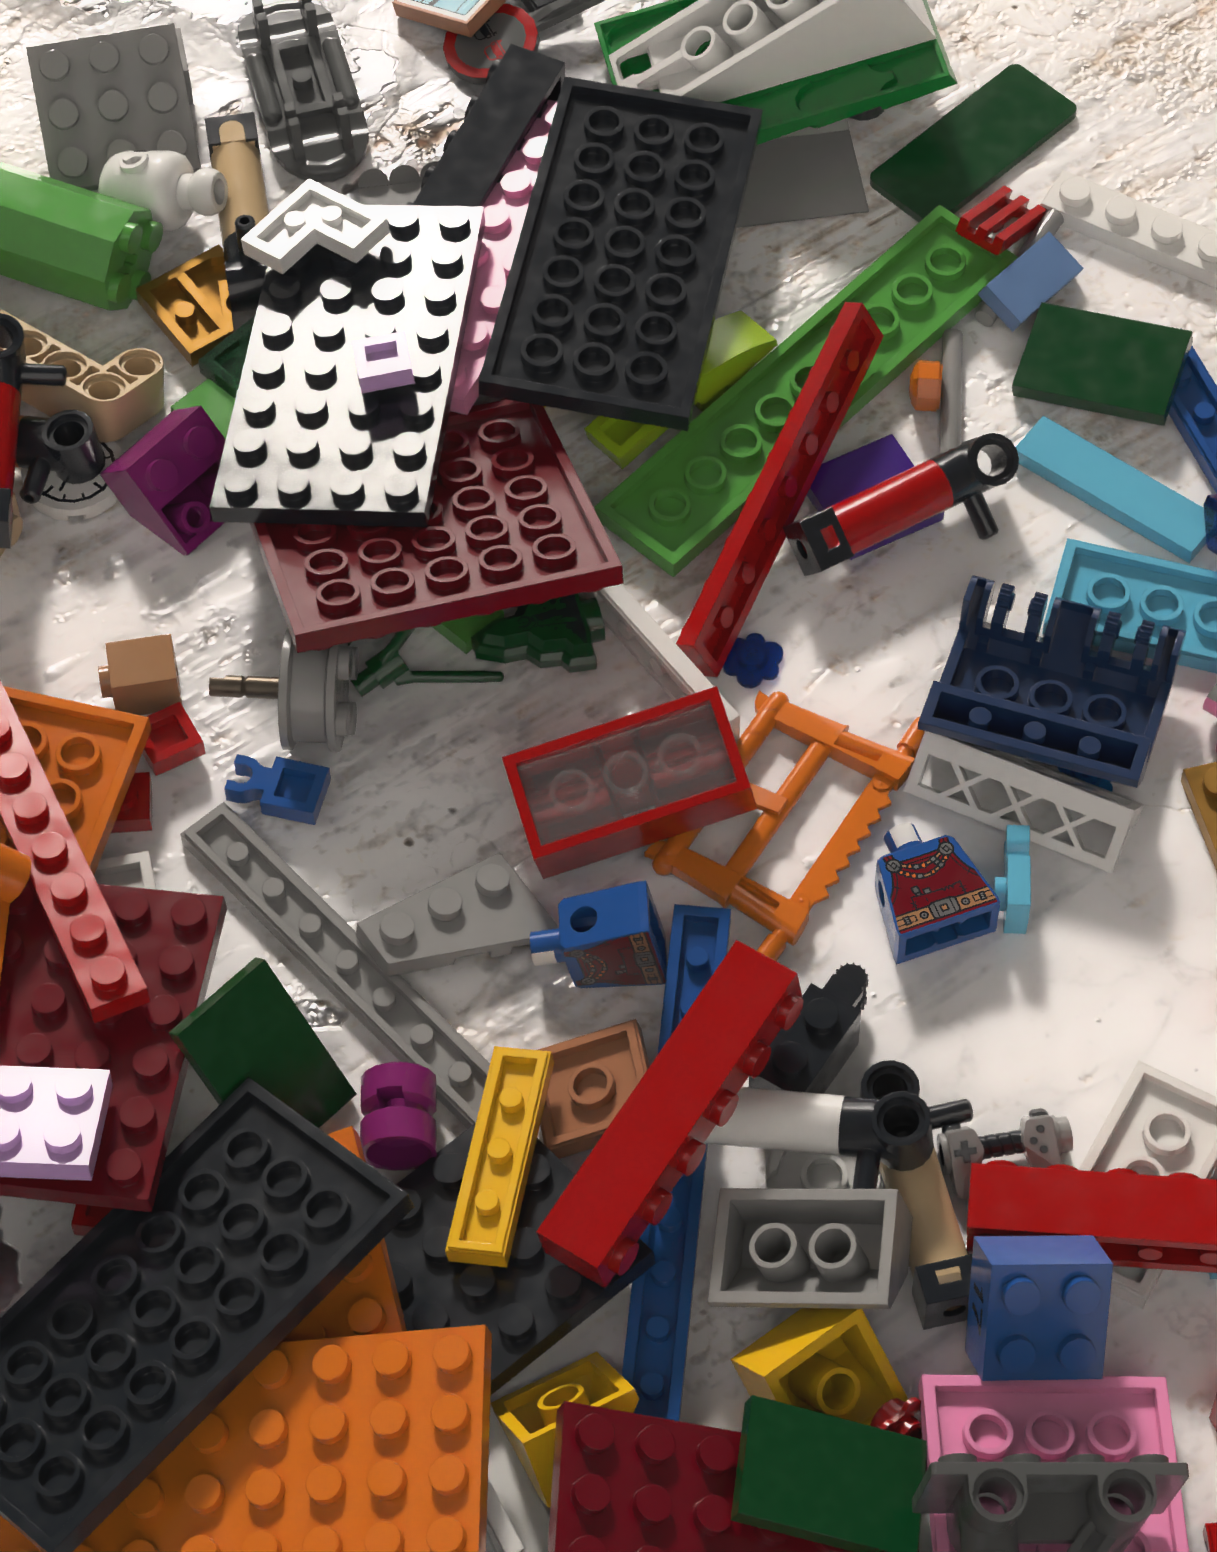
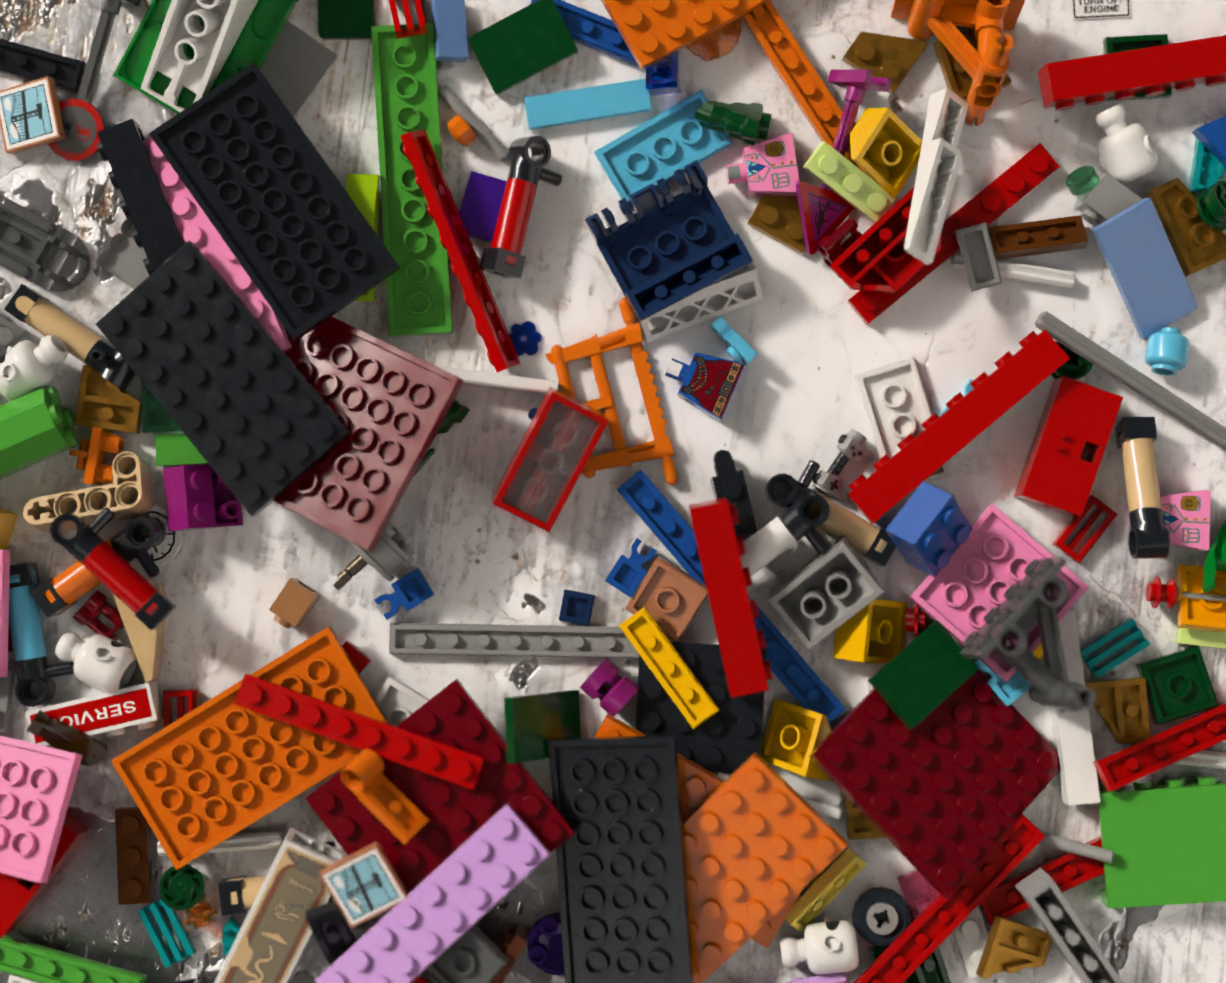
camera: 45 degrees left, 30 degrees up
(123, 331) = (93, 455): none -> orange hips
(171, 739) = (336, 616): red plate -> none
(311, 218) = (127, 327): white plate -> none
(383, 362) = (250, 377): plate -> none
(458, 917) = (539, 578): light grey wing -> none
(468, 999) = (576, 607): none -> dark blue tile
(581, 1010) = (628, 573): none -> blue plate
(606, 938) = (616, 526): blue torso -> none

